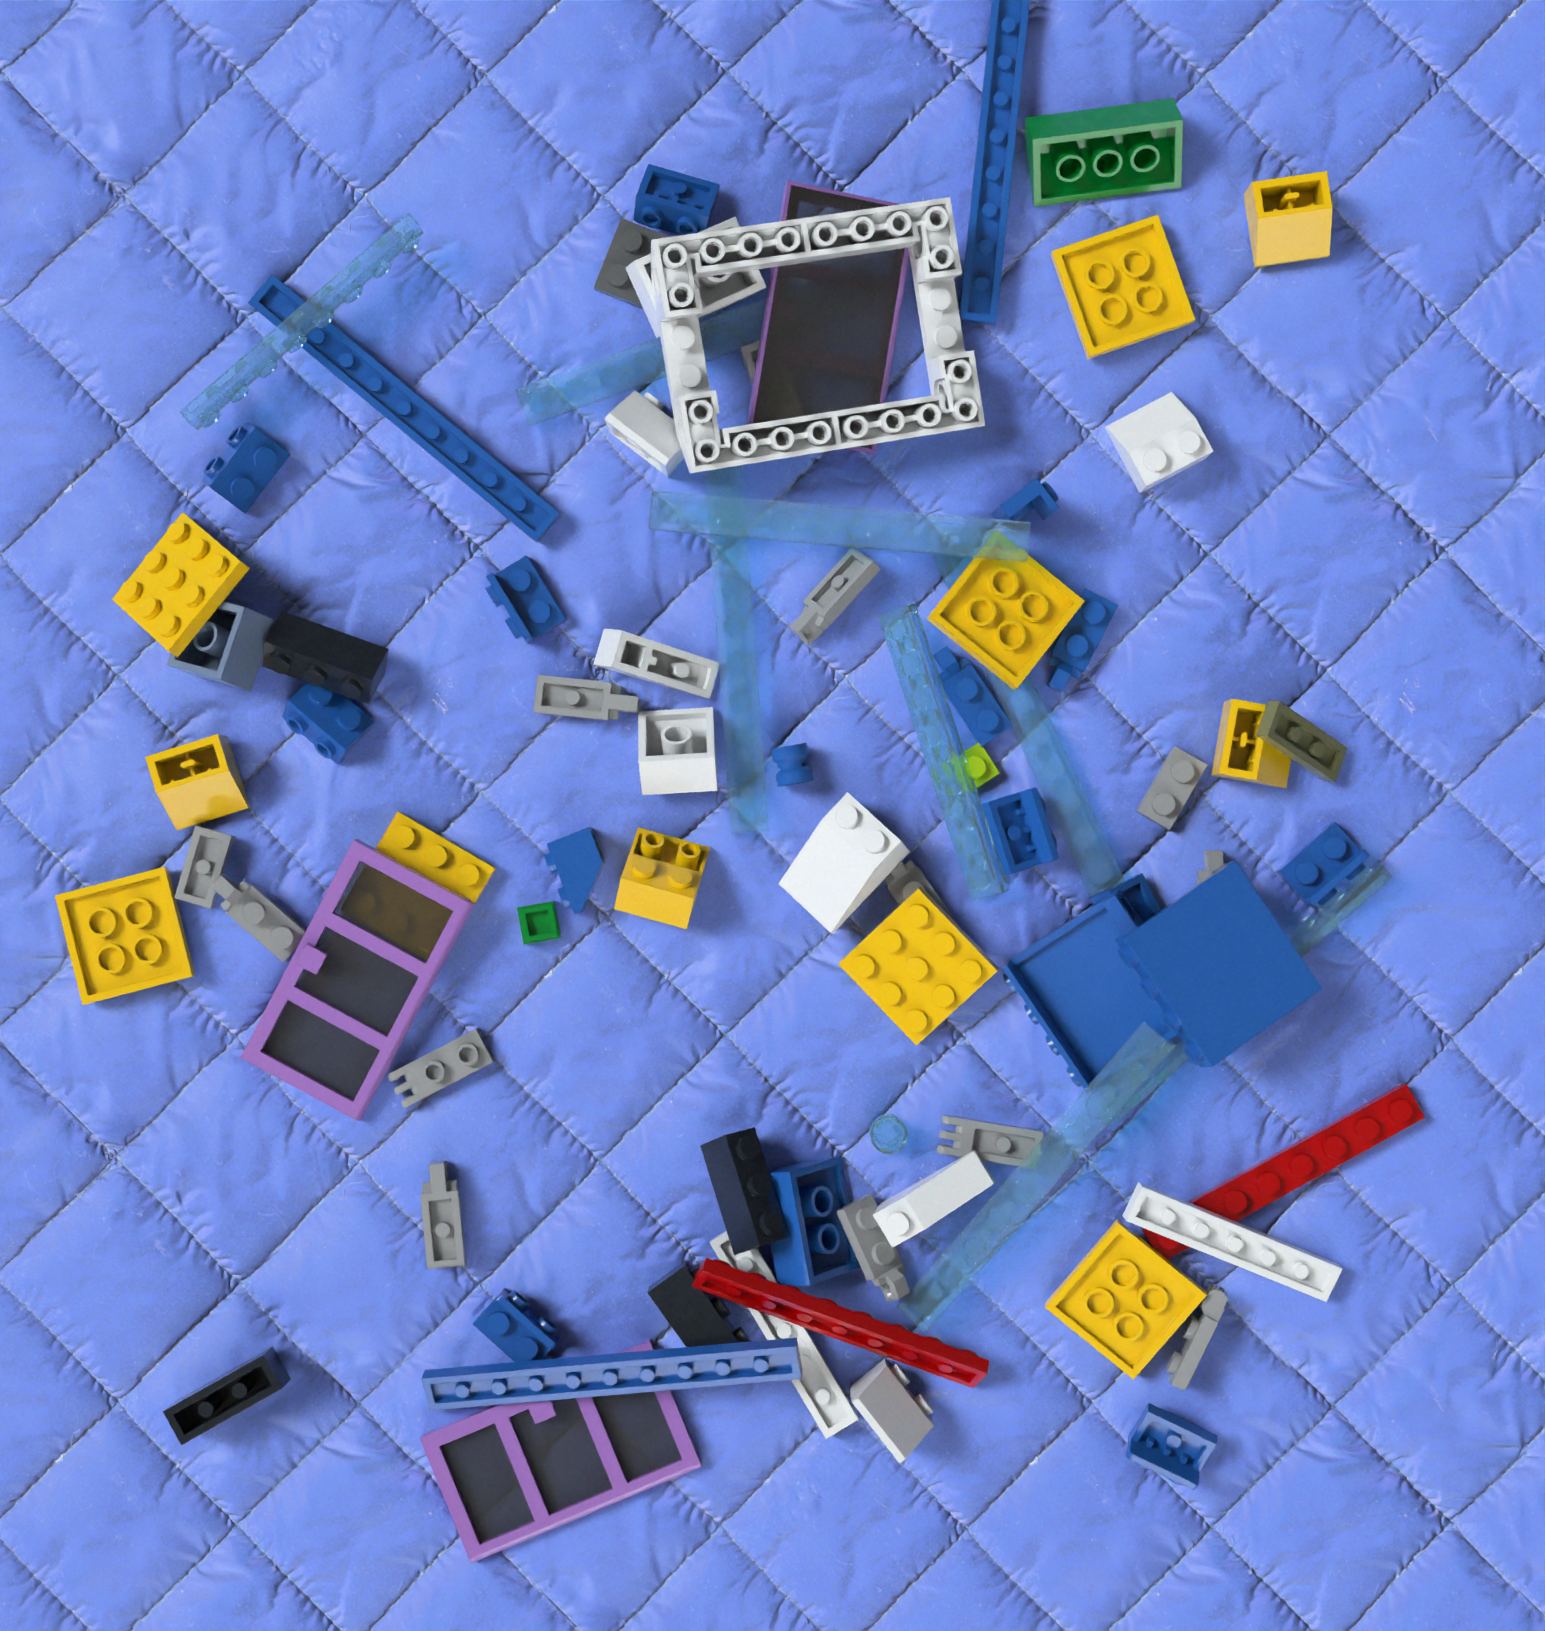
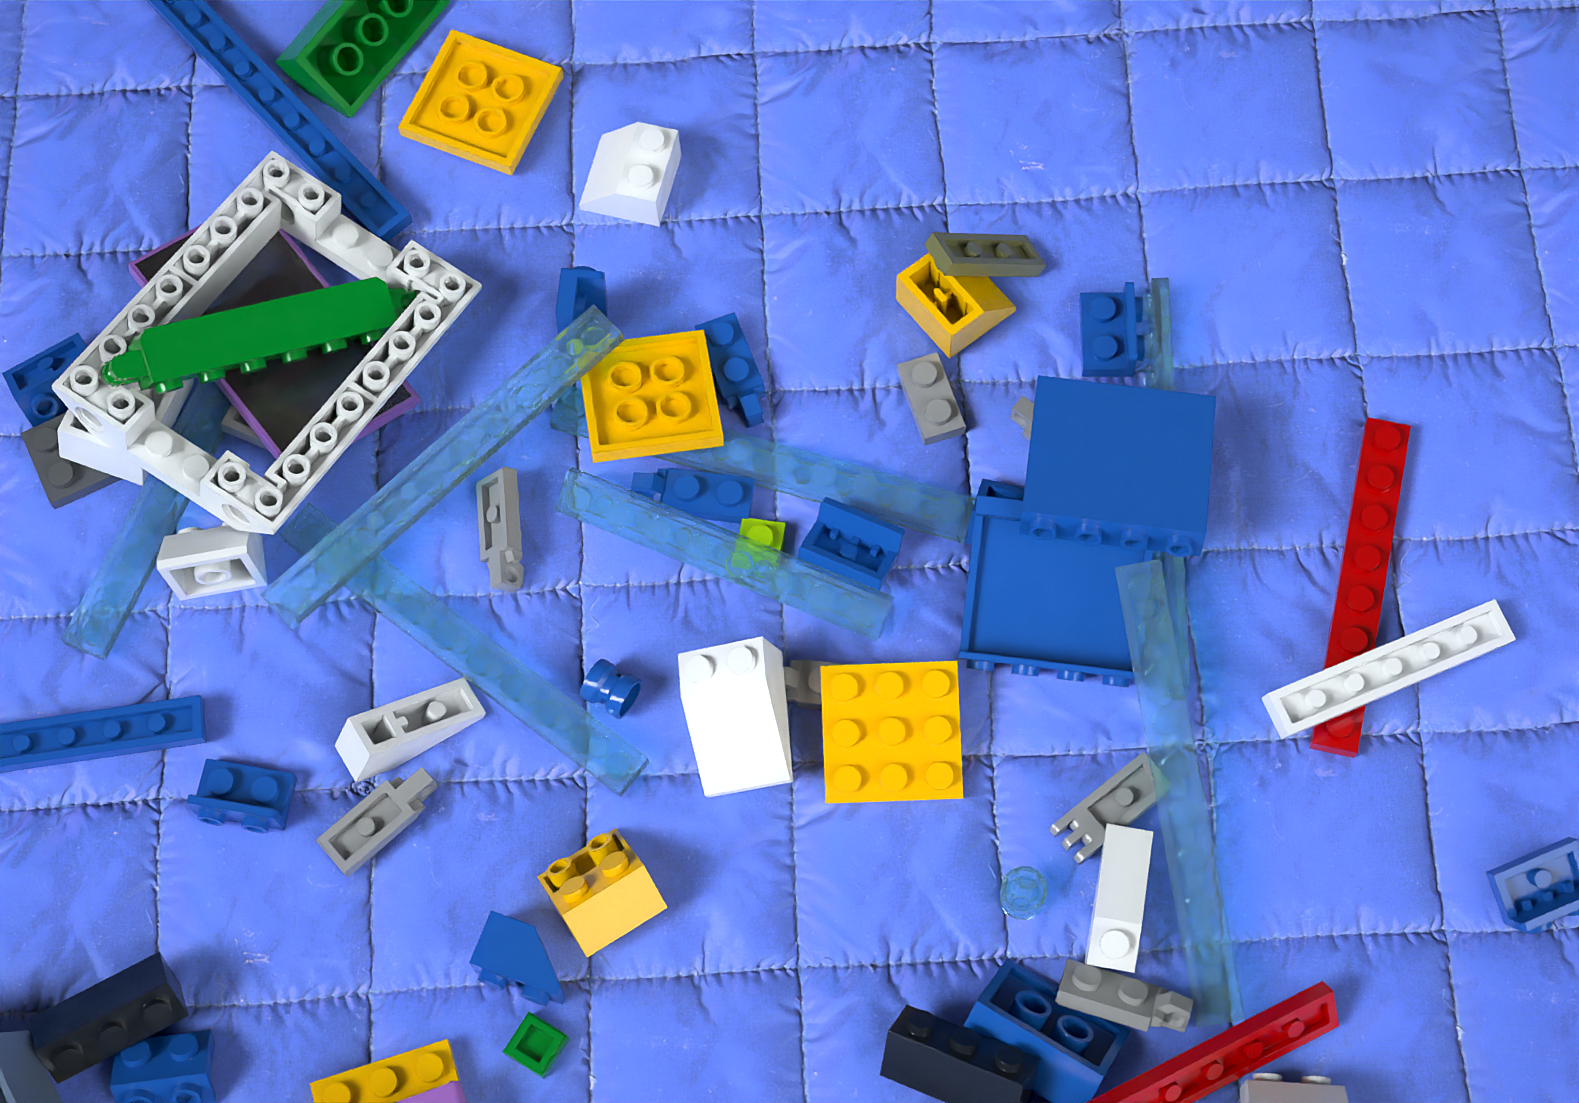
camera: 45 degrees left, 20 degrees down
(677, 751) = (504, 777): white slope -> none
(814, 327) = (258, 333): none -> green hinge
(1125, 1299) = (1366, 810): yellow plate -> none
(1198, 1334) = (1456, 775): light grey hinge -> none

